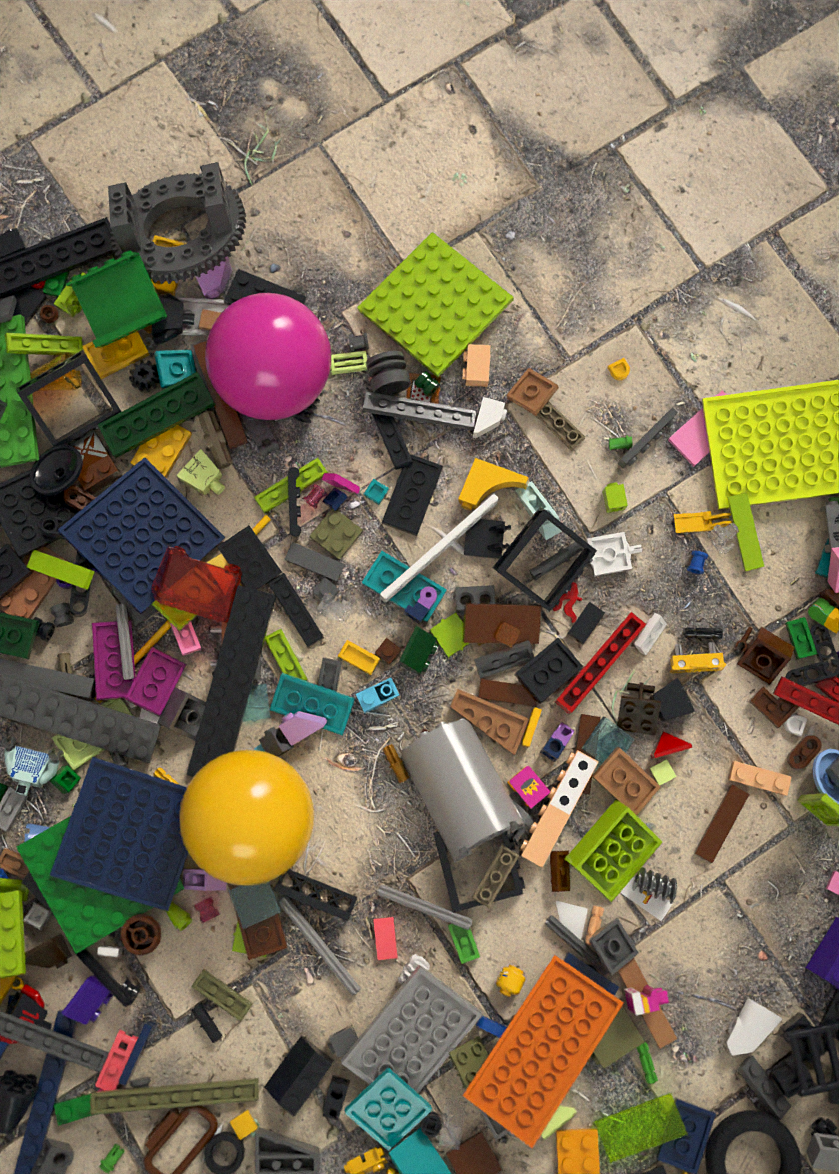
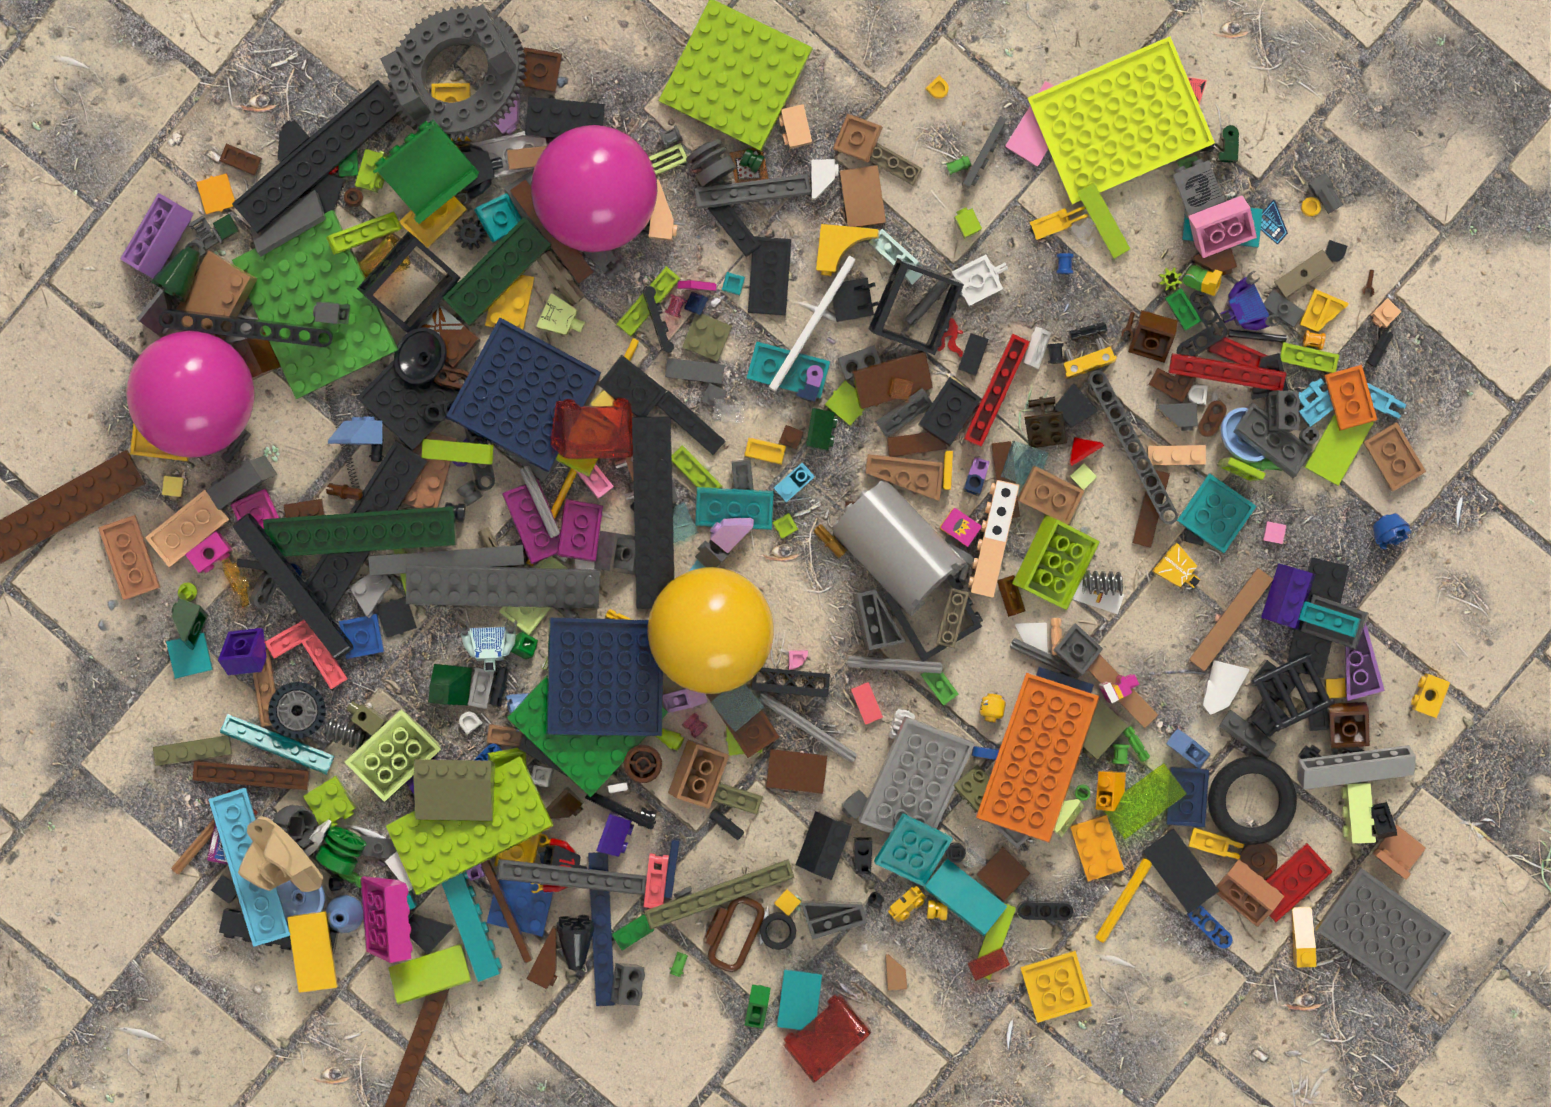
camera: 15 degrees left, 10 degrees up
(27, 812) = (499, 686): none -> black pin
(193, 962) = (698, 774): none -> medium nougat slope
(257, 250) = (542, 69): none -> reddish brown plate
(294, 987) = (796, 771): none -> reddish brown tile
(326, 413) = (661, 221): none -> light nougat slope
(329, 871) = (797, 658): none -> bright pink tile
(334, 1150) = (875, 900): none -> black hinge
(357, 736) = (785, 525): none -> lime tile
(417, 857) = (875, 622): none -> dark grey wedge
(522, 446) = (862, 196): none -> medium nougat tile
(576, 1100) = (1081, 795): none -> bright green hinge
(608, 1105) = (1109, 789): none -> light orange slope
(628, 1069) = (1120, 753): none -> bright green bush
(666, 644) = (1055, 353): none -> black bush
(699, 1083) = (1188, 748): none -> medium blue slope
(727, 766) = (1126, 440): none -> dark grey beam
(734, 891) = (1177, 567): none -> yellow torso
(757, 863) = (1193, 538): none -> black tile
(774, 739) = (1180, 415): none -> dark grey slope
(774, 960) = (1231, 619): none -> medium nougat tile
(786, 848) = (1216, 513): none -> teal plate
(791, 604) = (1165, 281): none -> lime gear

